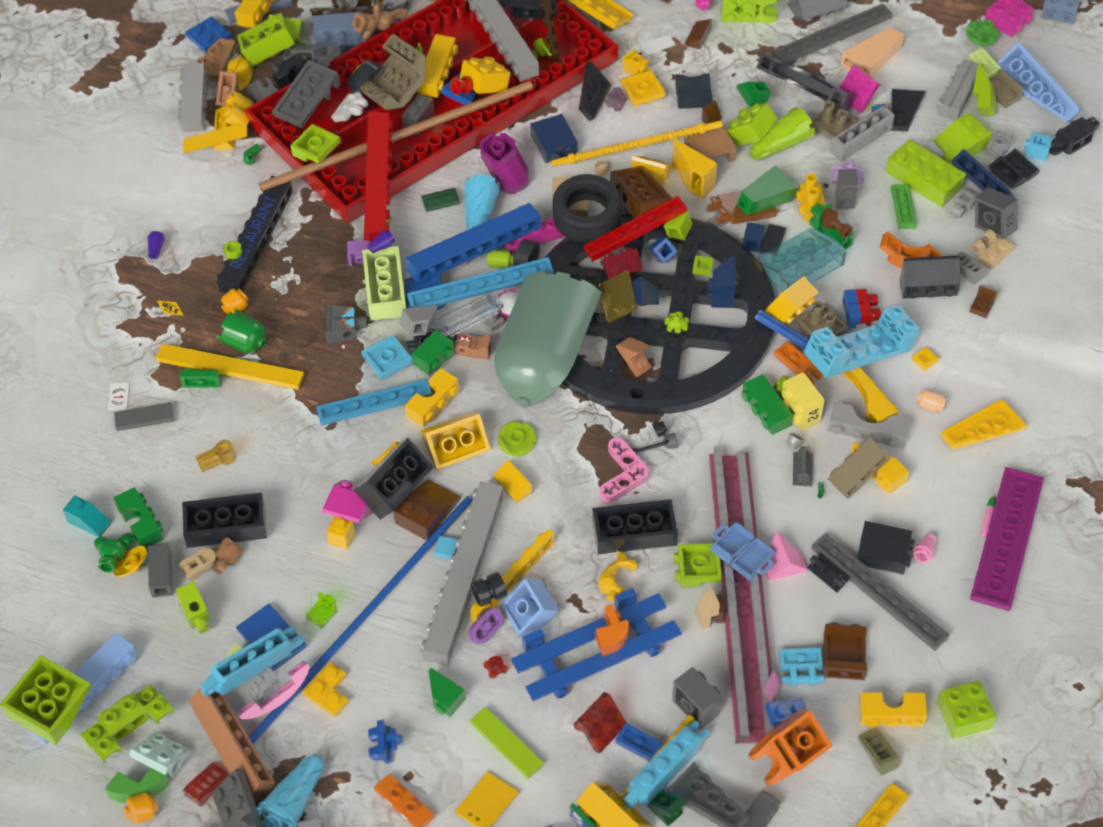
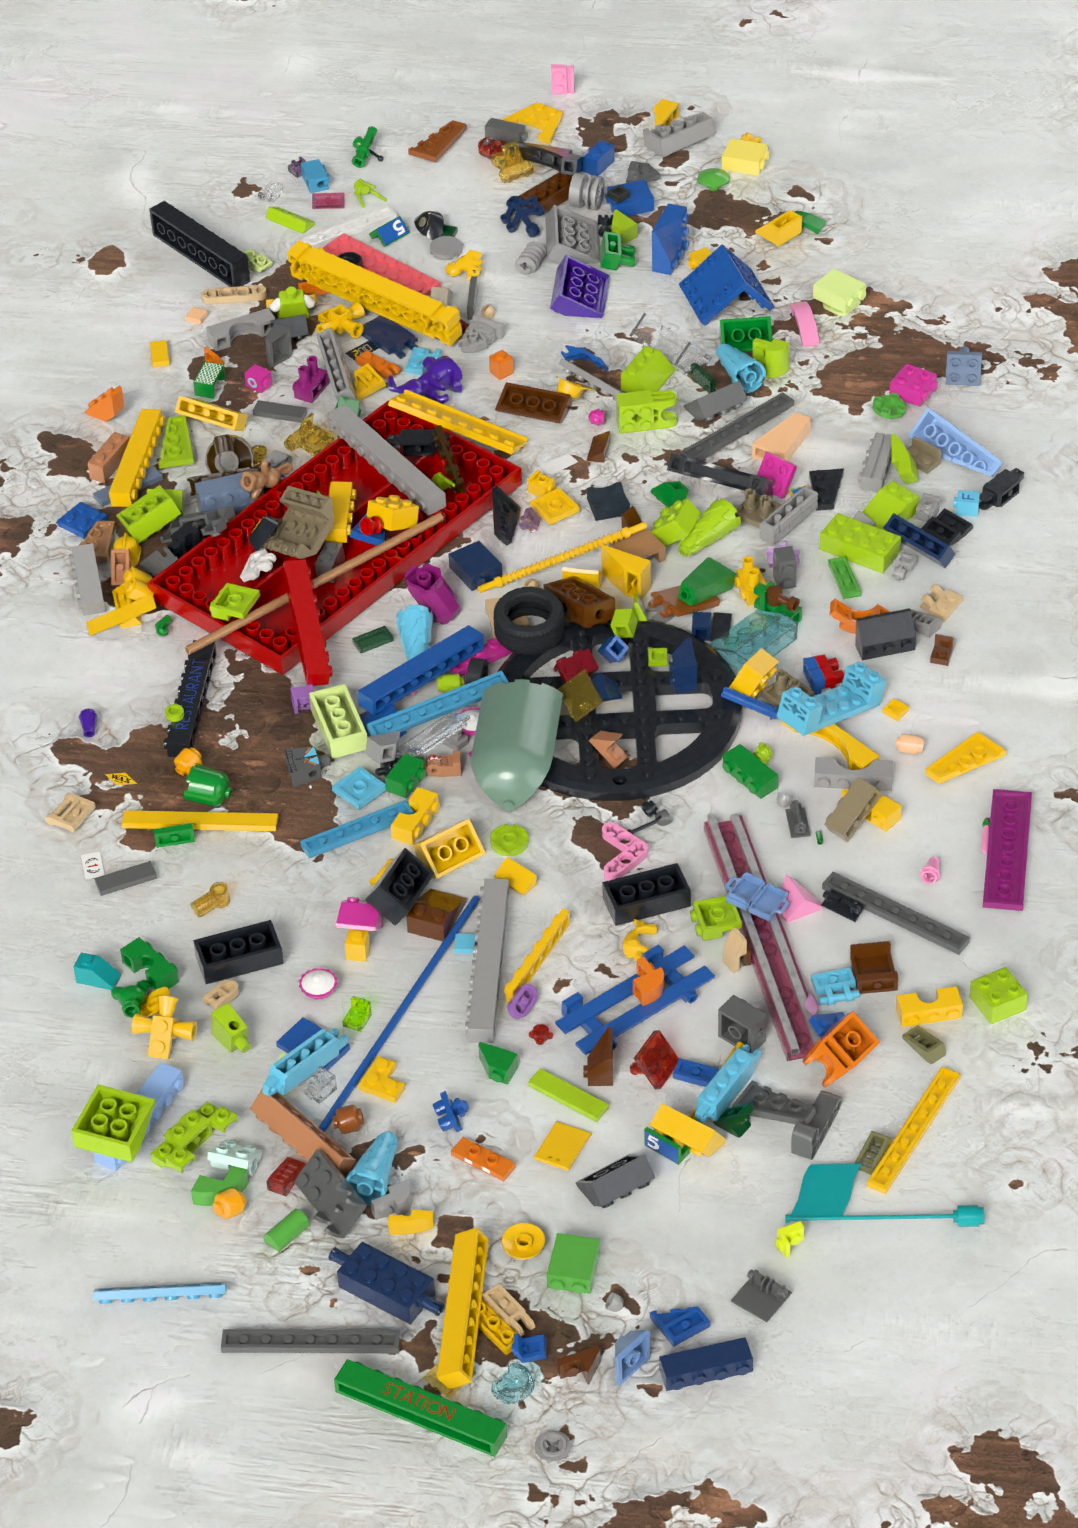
camera: 10 degrees left, 10 degrees down
(114, 340) = (74, 816): none -> tan plate
(130, 593) = (163, 1028): none -> yellow brick
(160, 570) = (186, 1007): dark grey brick -> none
(227, 554) = (249, 982): medium nougat plate -> none
(254, 710) = (350, 1072): bright pink slope -> none
(281, 731) = (348, 1119): none -> dark orange head
(292, 568) = (318, 983): none -> white piece
(306, 93) = (210, 556): dark grey hinge -> none
(382, 241) = (329, 680): dark purple cone -> none
(488, 589) = (519, 964): black wheel -> none
(529, 606) = (560, 978): light blue slope -> none
(546, 713) = (600, 1062): none -> reddish brown slope
(635, 228) = (582, 631): red plate -> none
(677, 322) = (644, 710): lime plant -> none
(697, 210) = (639, 608): none -> lime slope
(797, 361) = (772, 731): orange hinge -> none
(803, 401) = (785, 760): light yellow brick -> none
(885, 547) = (893, 874): black brick -> none
(983, 58) = (903, 434): yellowish green plate -> none
(996, 212) = (938, 566): dark grey brick -> none

